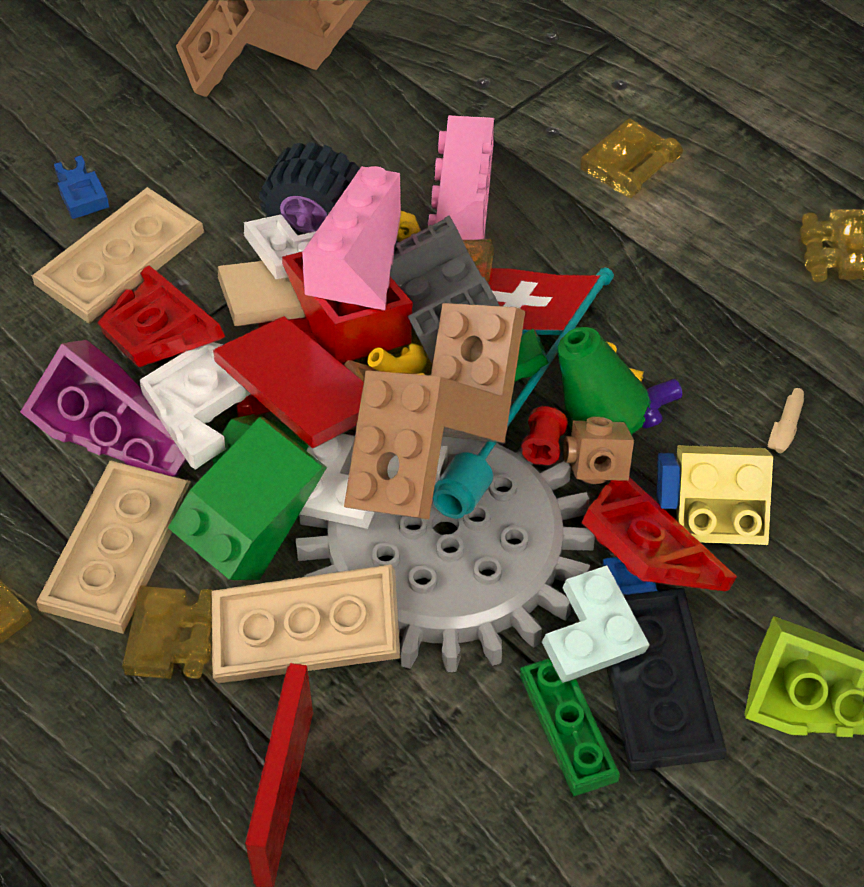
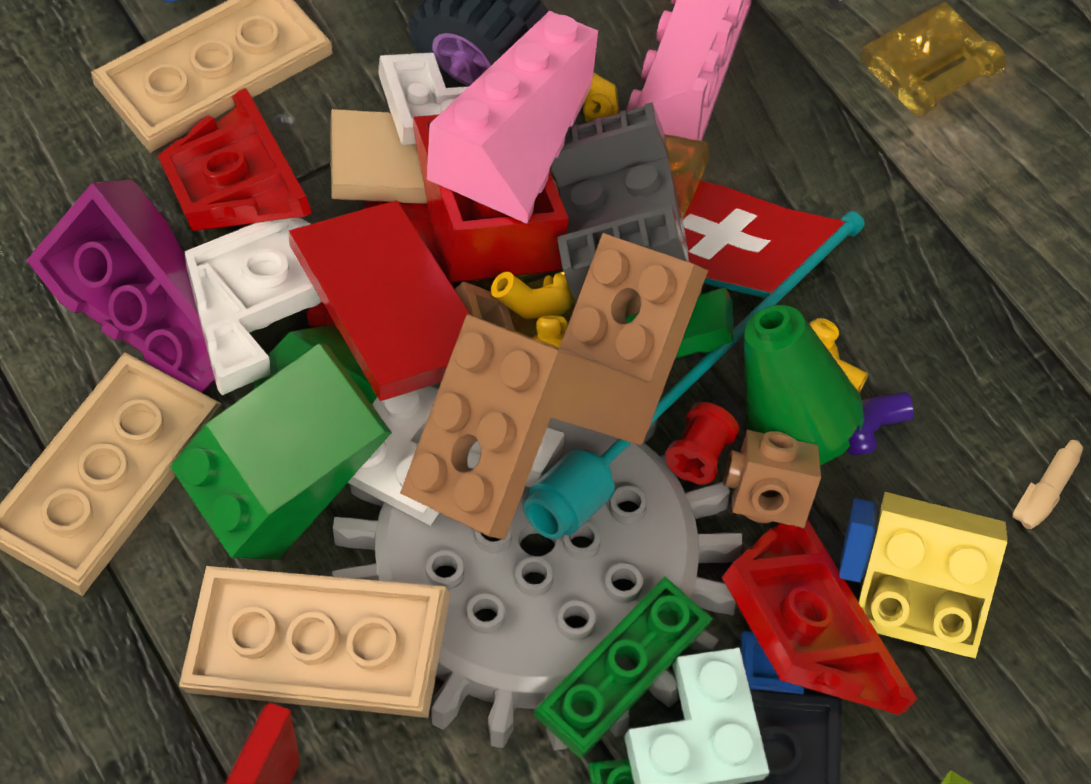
camera: 10 degrees right, 5 degrees up
(156, 632) = (124, 603): clear yellow plate -> none
(516, 611) = (602, 692): none -> green tile

